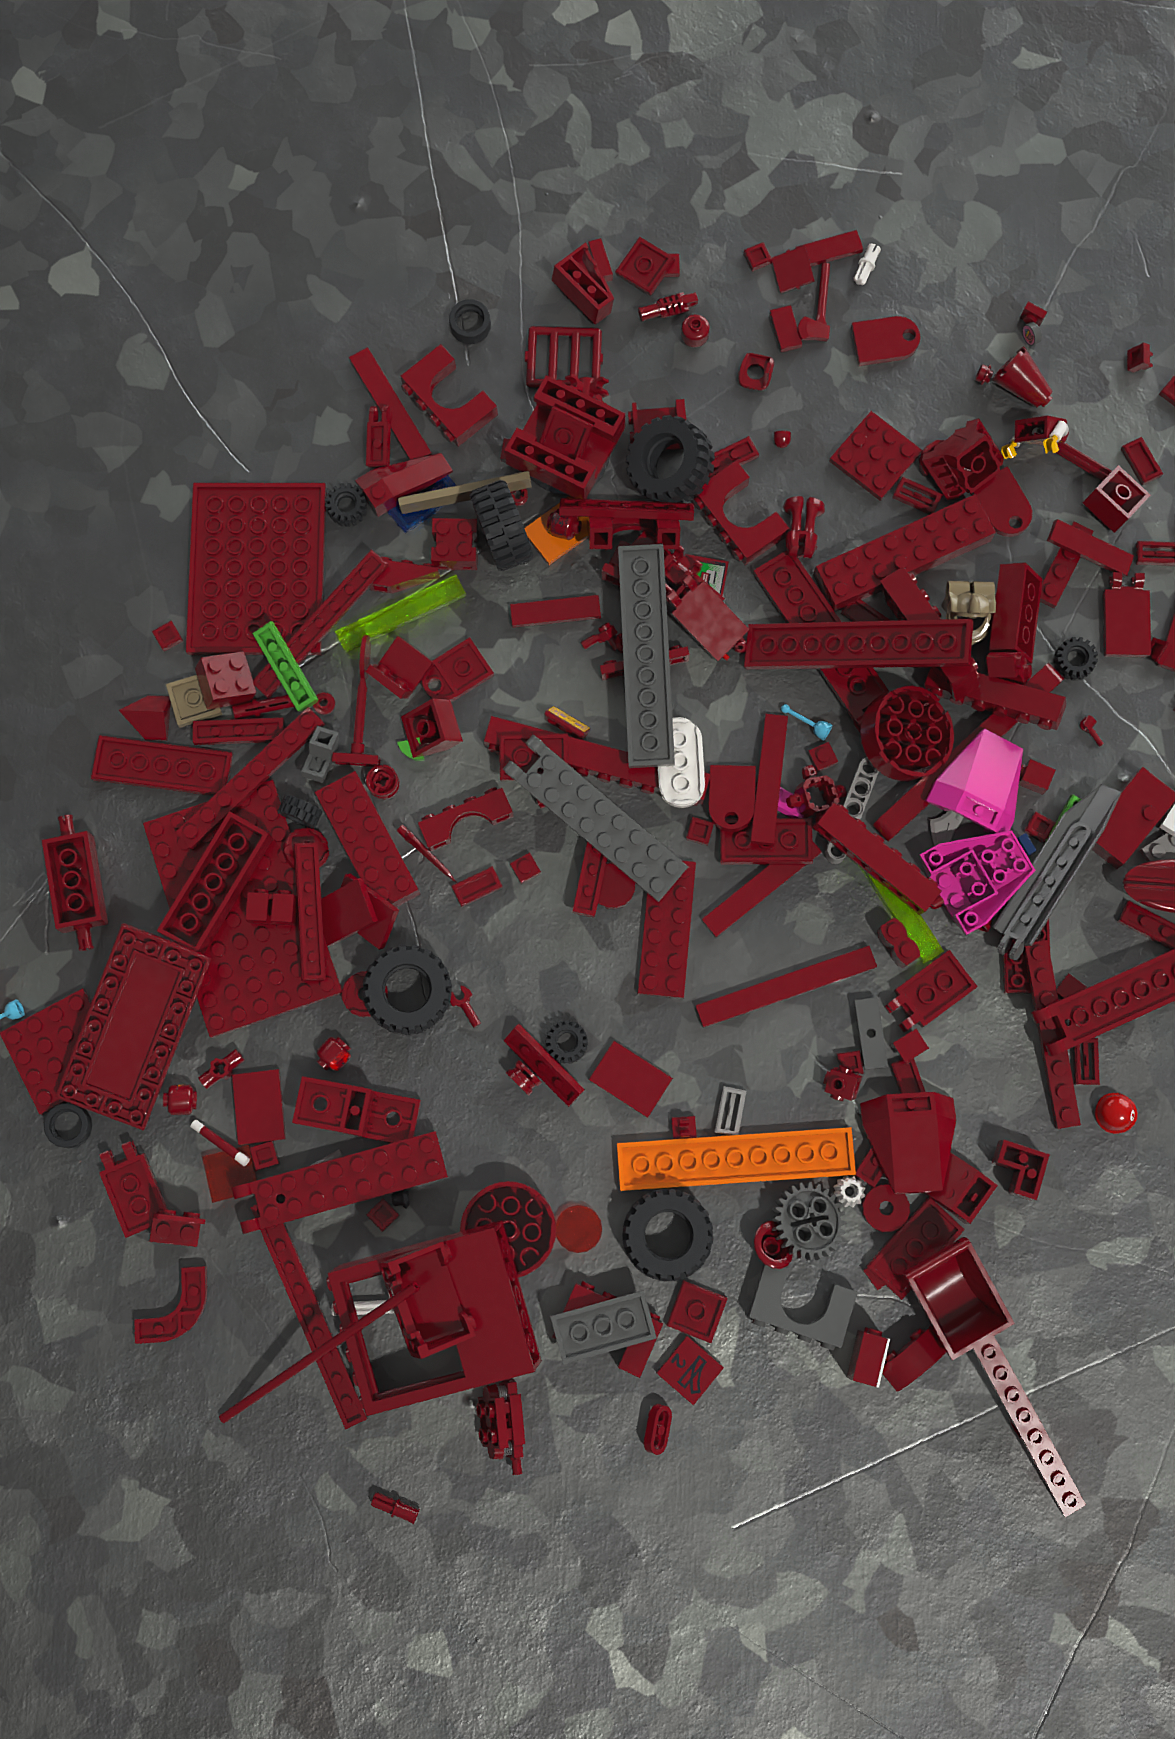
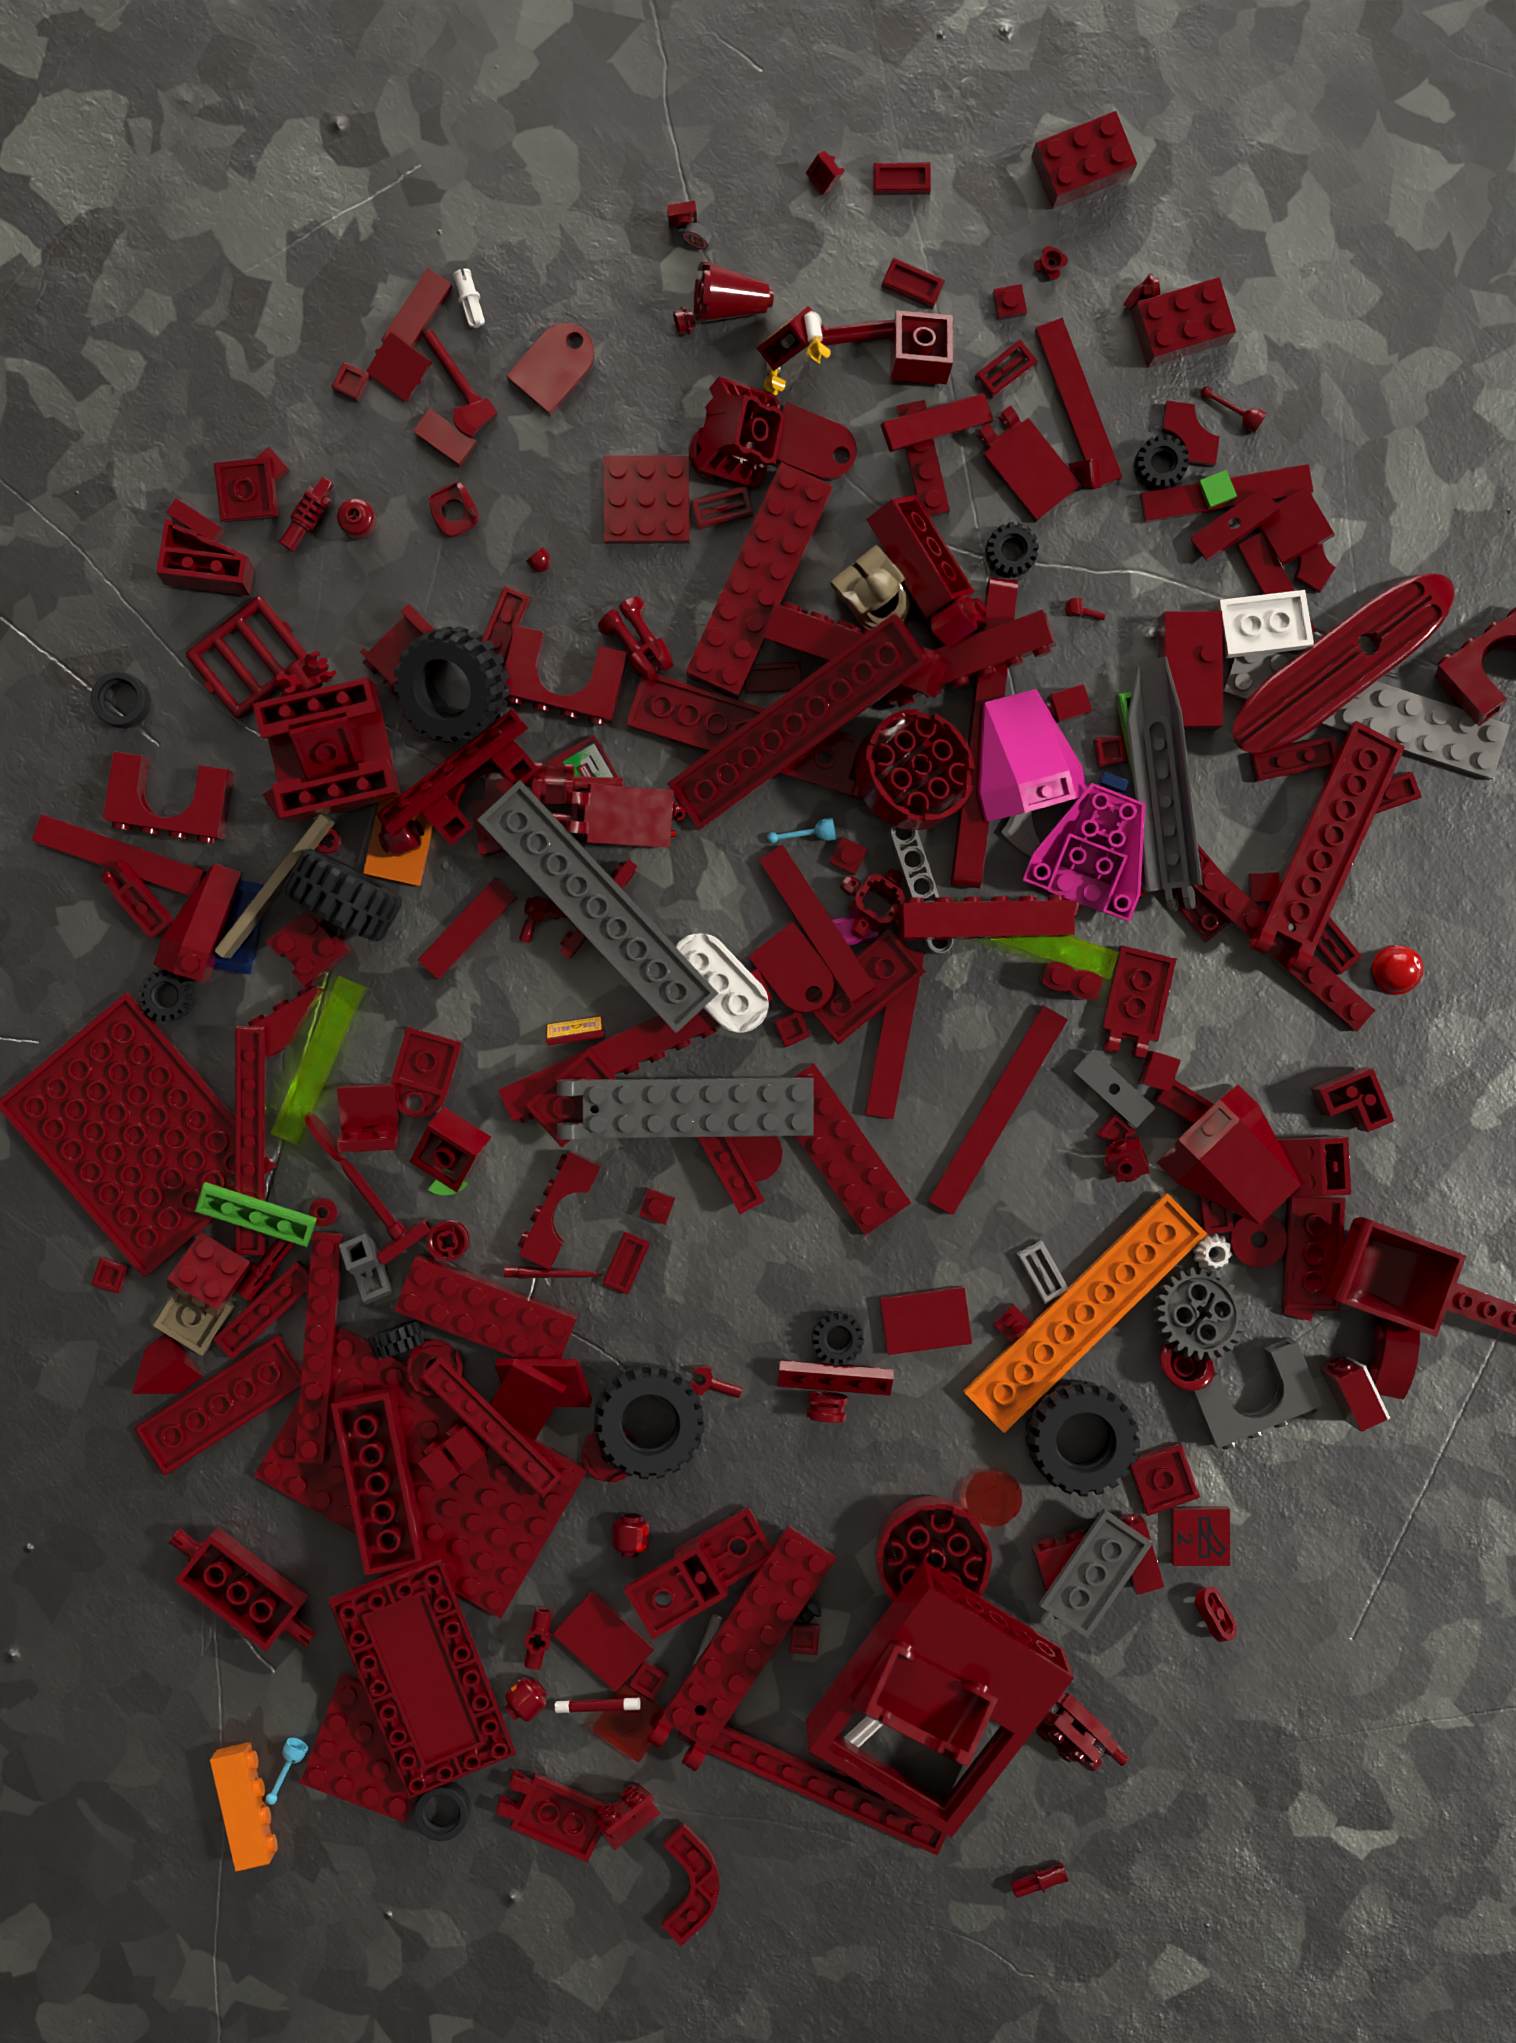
camera: 45 degrees left, 10 degrees up
(319, 1352) = (863, 1821): dark red piece -> none

